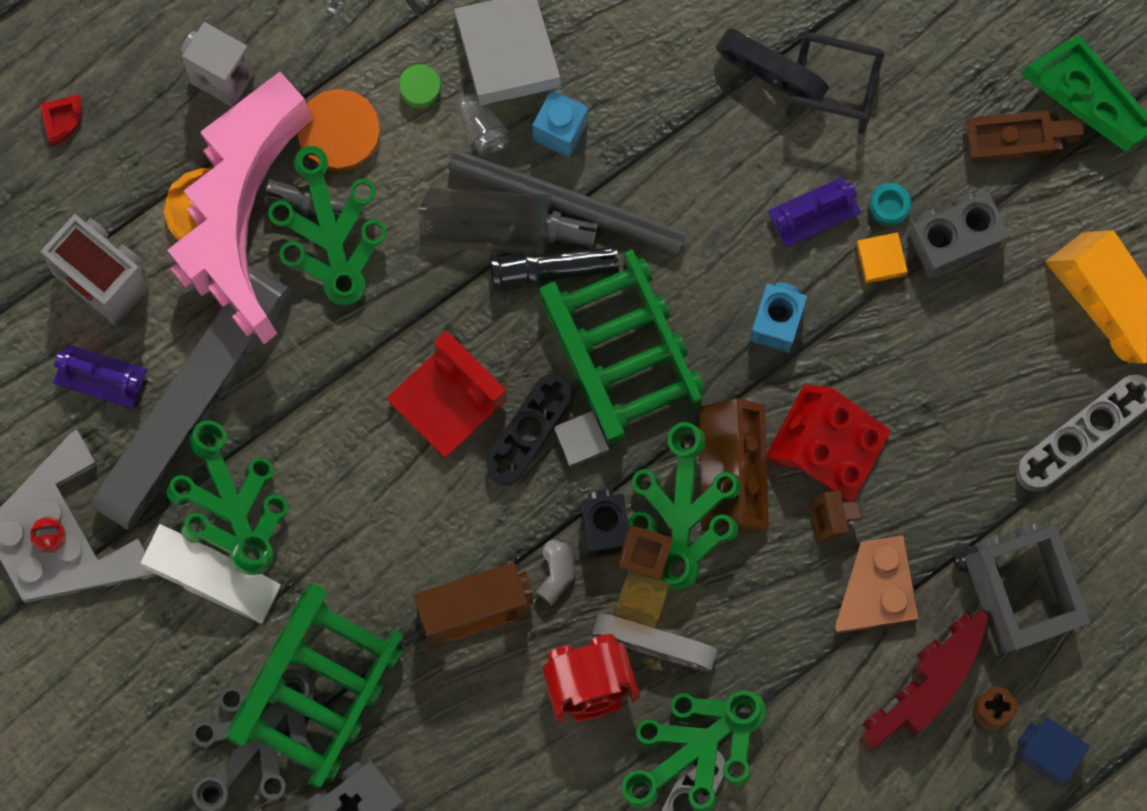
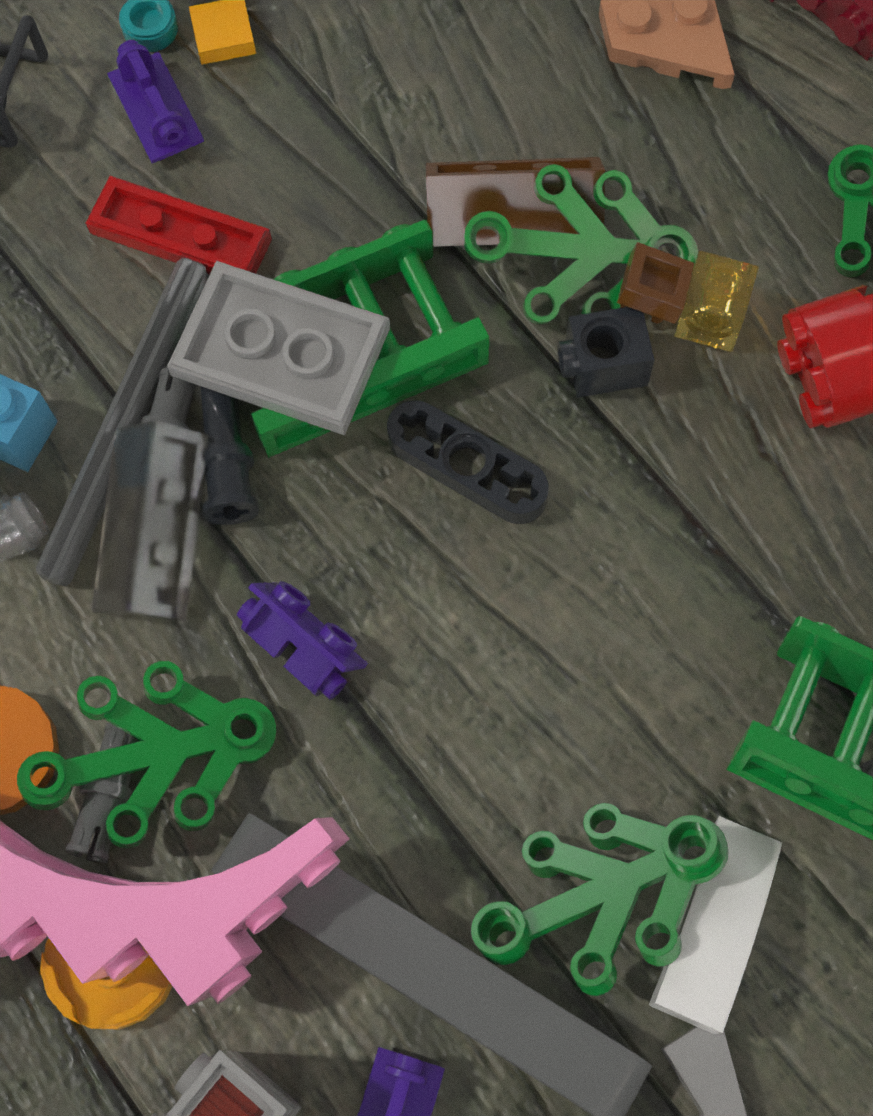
camera: 85 degrees left, 5 degrees down
(394, 335) = (321, 649): none -> dark purple hinge
(448, 396) = (418, 569): red bracket -> none
(474, 604) = (750, 514): reddish brown window -> none
(561, 569) = (674, 413): light grey arm -> none
(581, 439) = (480, 392): light grey tile -> none
(600, 298) = (279, 347): none -> light grey tile
(656, 642) = (769, 290): light grey beam -> none
(712, 233) = (175, 228): none -> red tile
(778, 334) = (310, 161): dark azure brick -> none
(829, 440) = (471, 88): red bracket -> none
(832, 516) = (582, 77): reddish brown tile -> none

